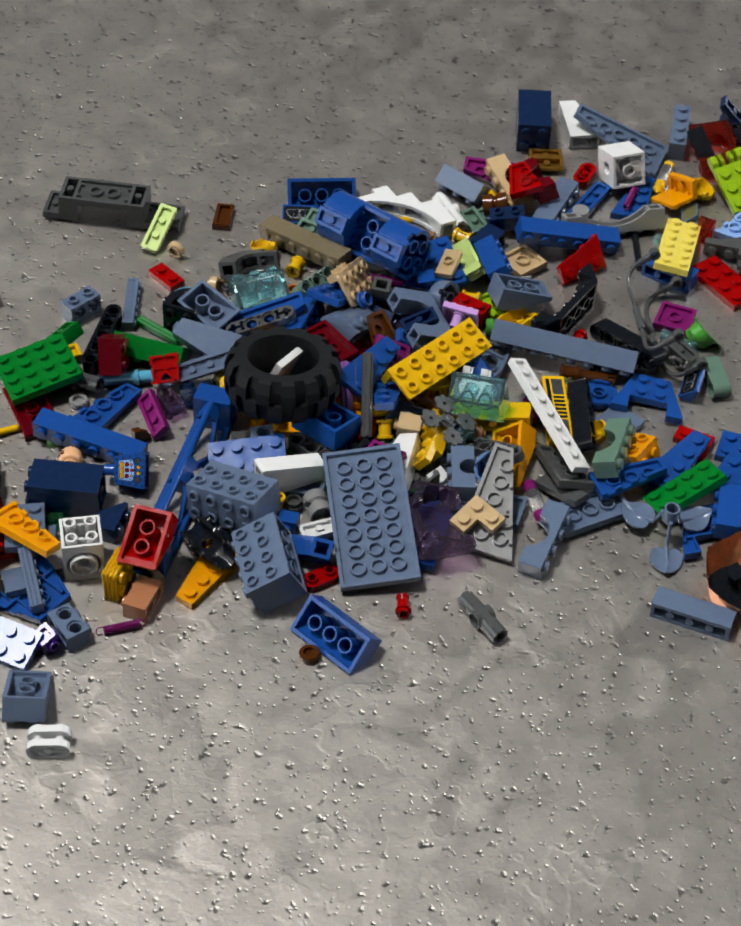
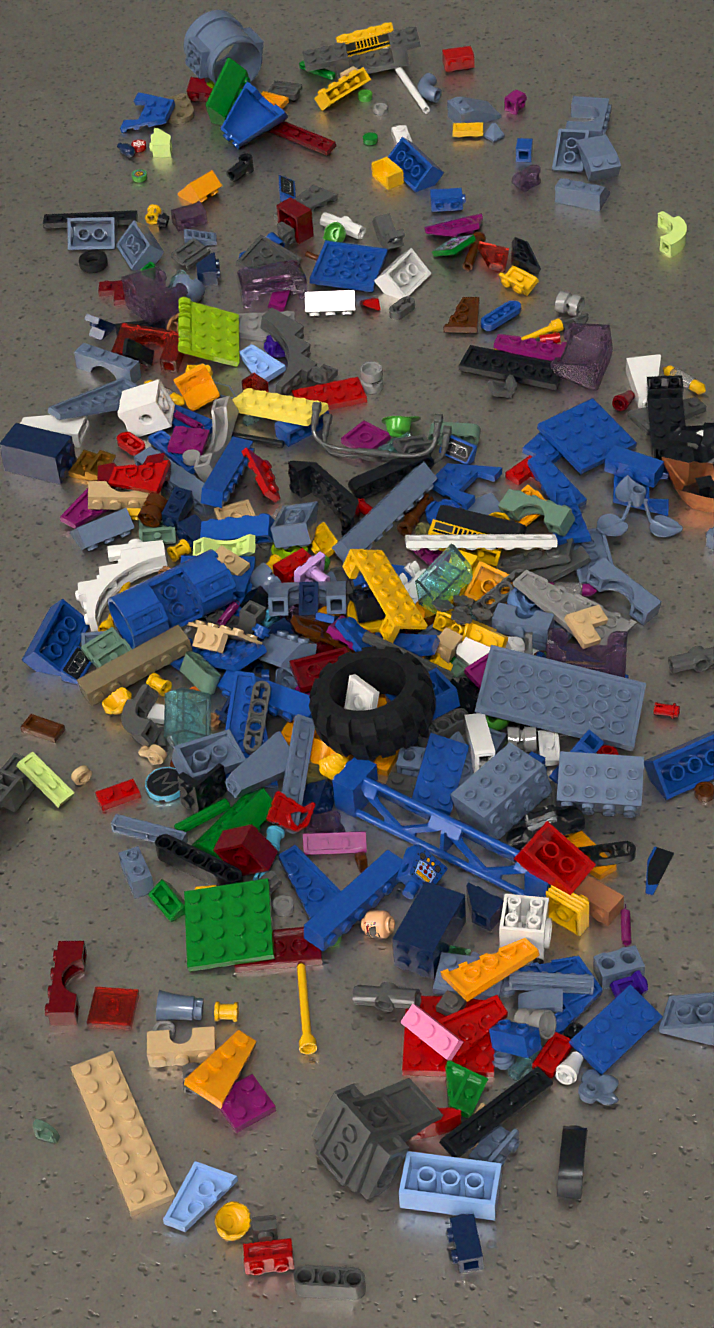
camera: 65 degrees left, 0 degrees up
(191, 581) = (621, 857): none -> black beam
(204, 637) = (656, 866): none -> black sticker
(602, 205) = (188, 438): none -> magenta plate
(687, 487) = (598, 485): green plate -> none

